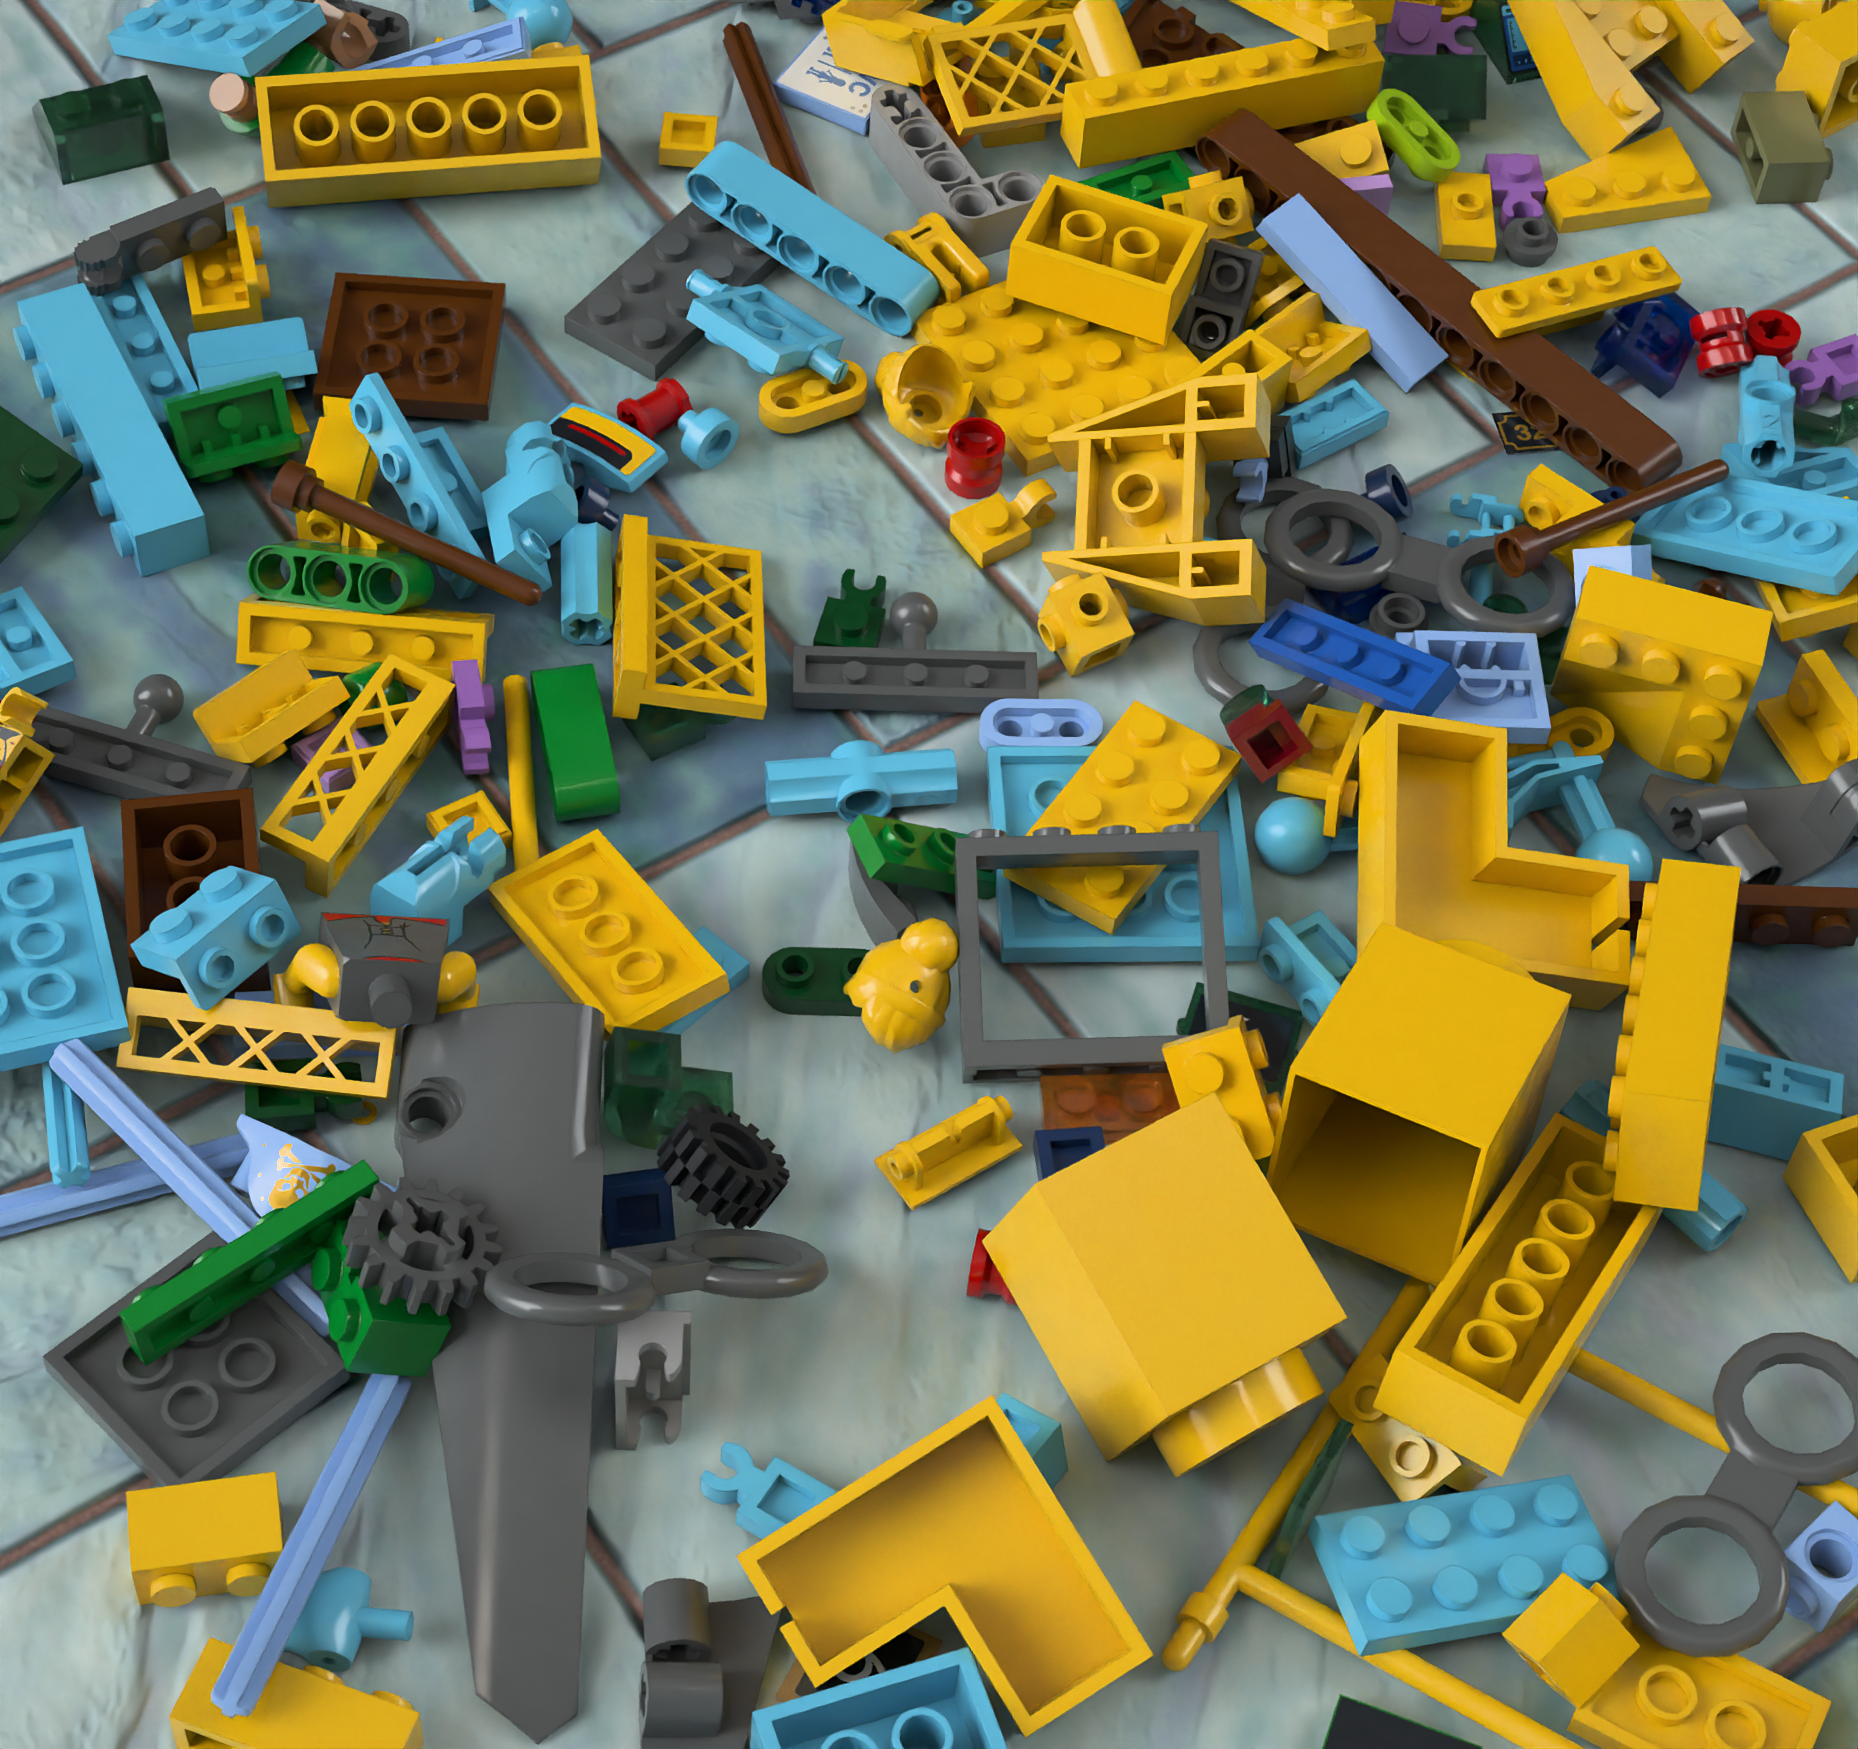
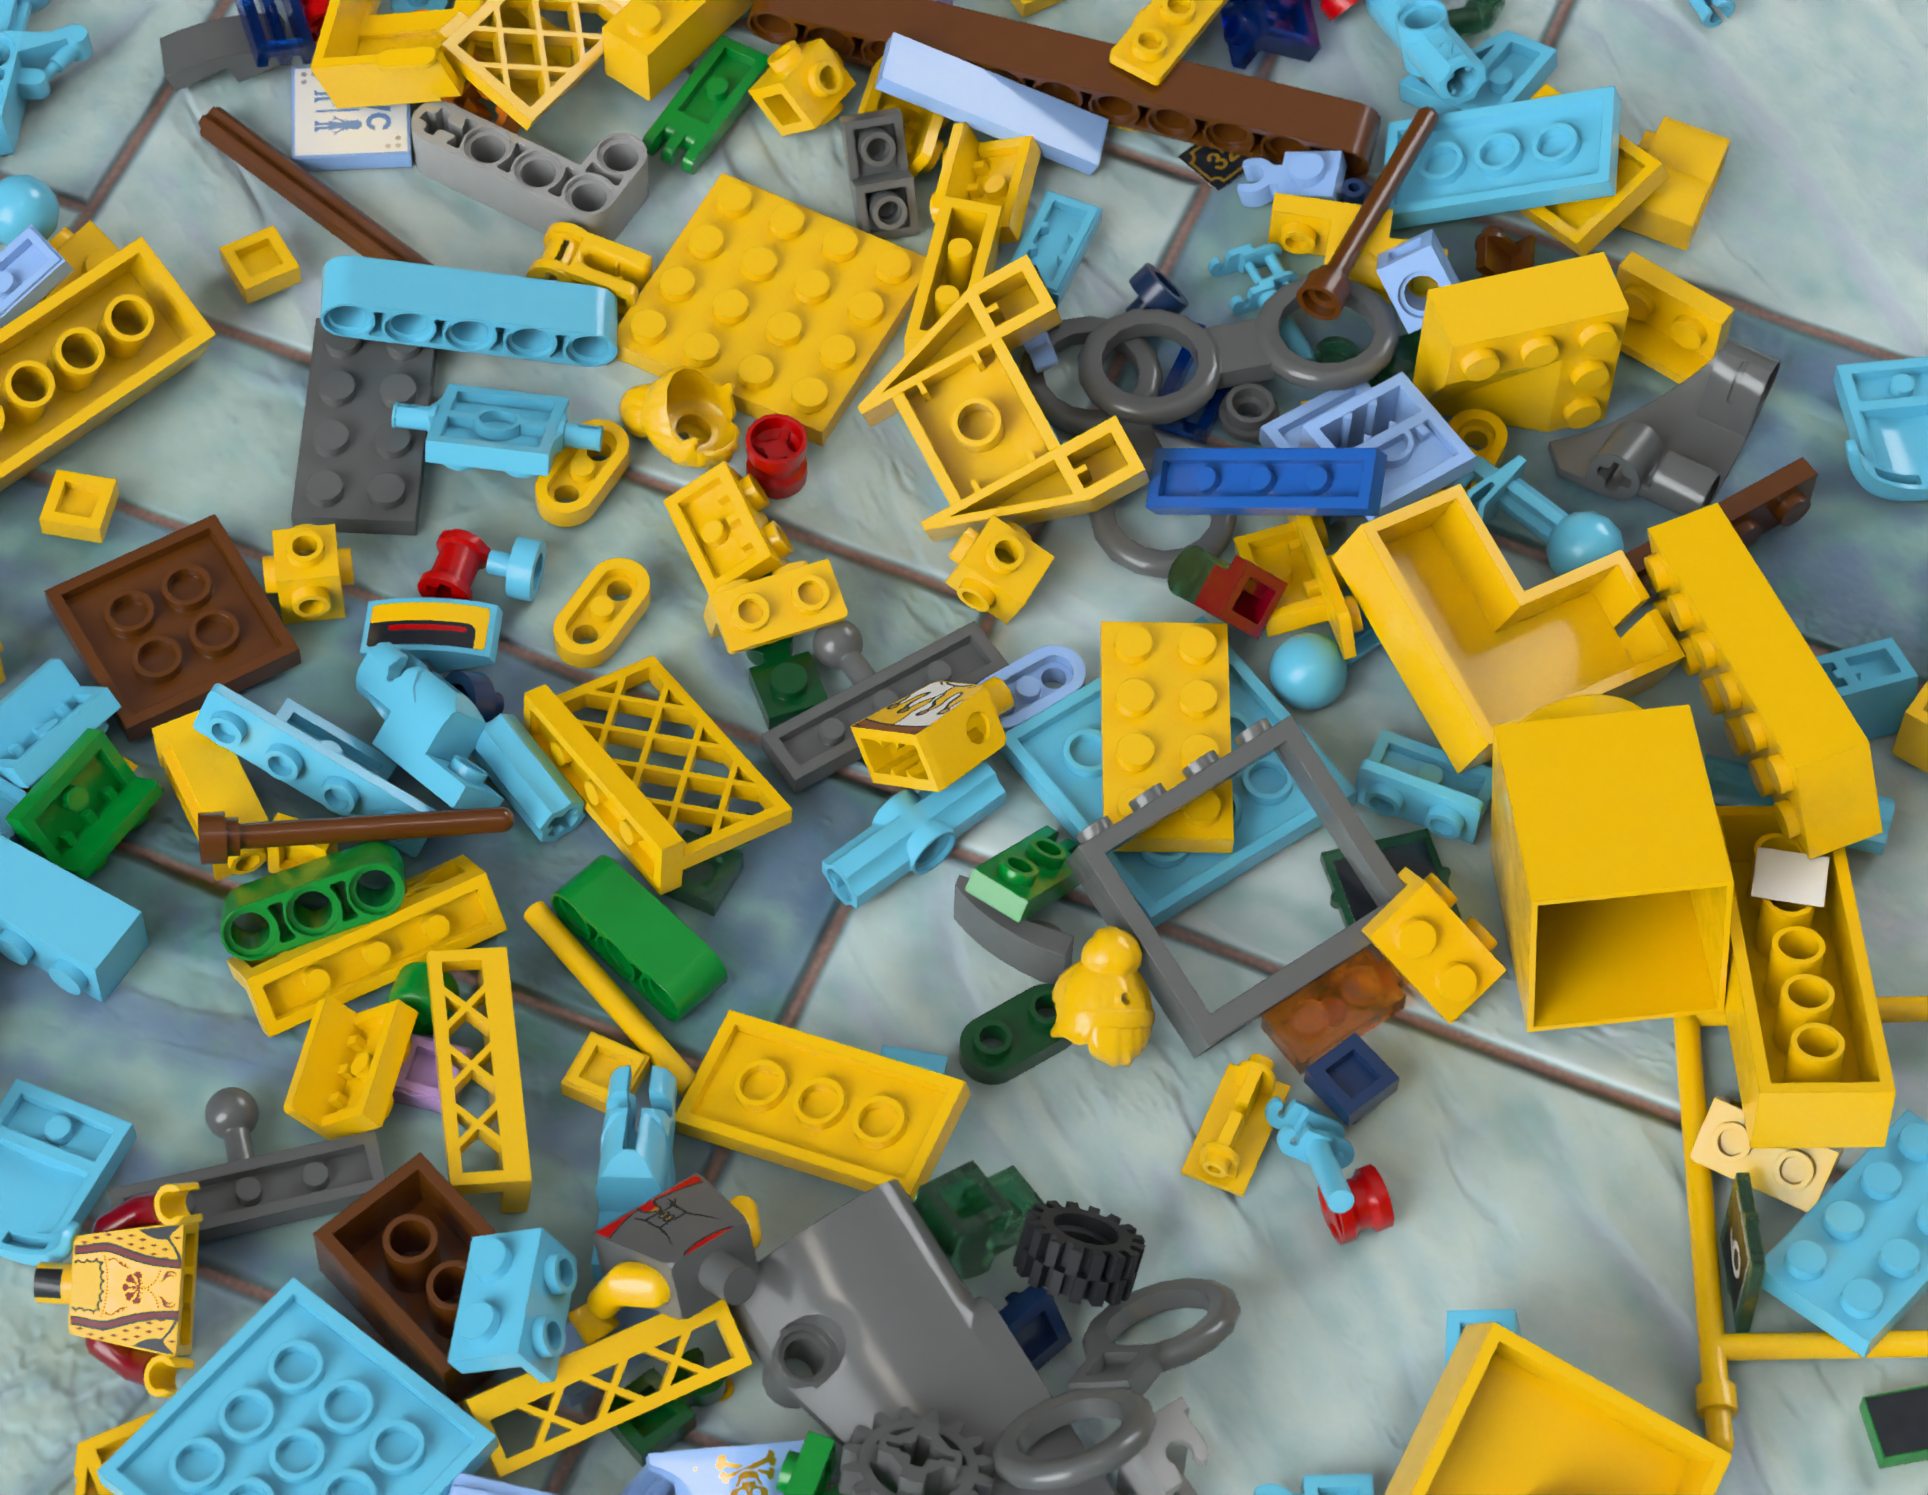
camera: 30 degrees left, 5 degrees up
(414, 233) = (79, 506): none -> yellow plate
(472, 708) = (531, 968): medium lavender plate -> none
(539, 357) = (308, 573): none -> yellow brick
(744, 499) = (598, 617): none -> yellow plate
(879, 556) = (775, 607): none -> yellow bracket
(894, 493) = (727, 528): none -> yellow bracket
(909, 710) = (934, 734): none -> yellow torso
(993, 1196) = (1319, 1144): none -> medium azure piece
(1000, 528) = (842, 513): yellow plate -> none
(1106, 259) = (766, 192): yellow brick -> none
(1169, 1289) = (1536, 1147): yellow container -> none
(1582, 466) = (1301, 174): none -> light blue plate
(1582, 1203) = (1790, 877): none -> white sticker

